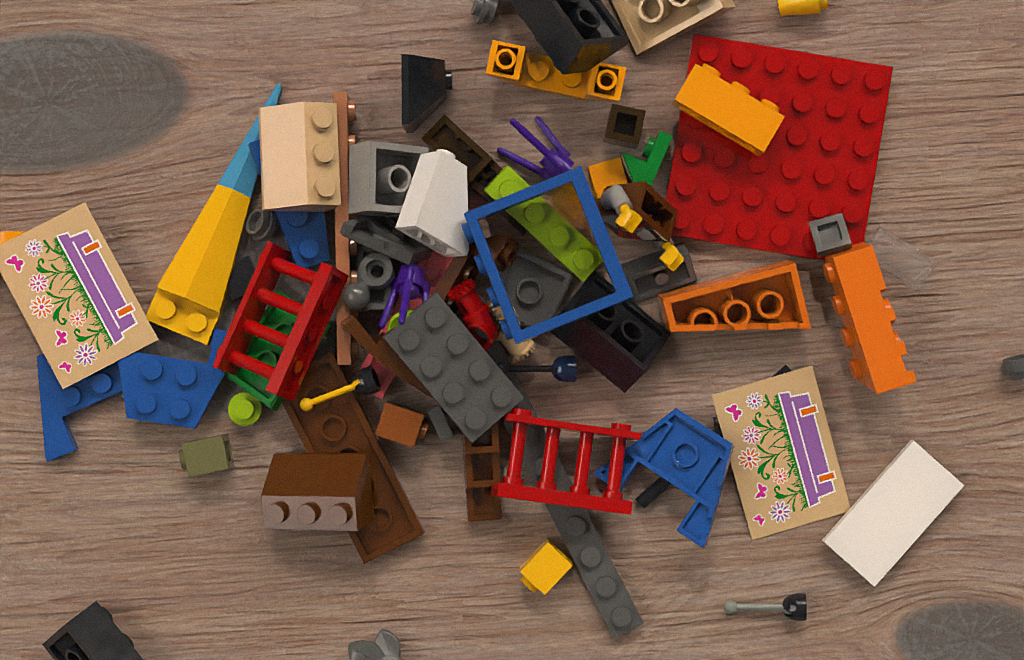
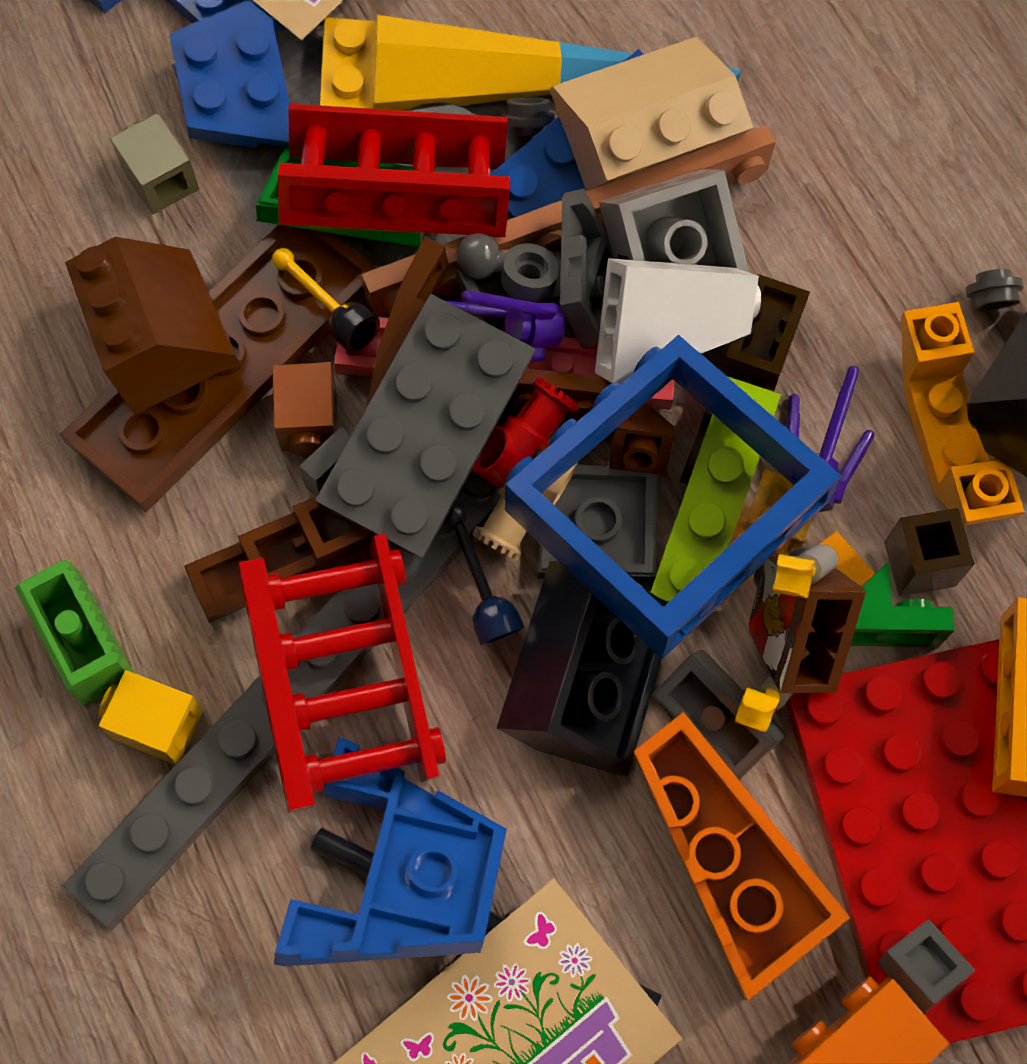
camera: 70 degrees right, 20 degrees down
(244, 409) = (240, 190): lime plate -> none
(423, 88) = (828, 238): black slope -> none
(486, 591) = (73, 631): none -> bright green brick

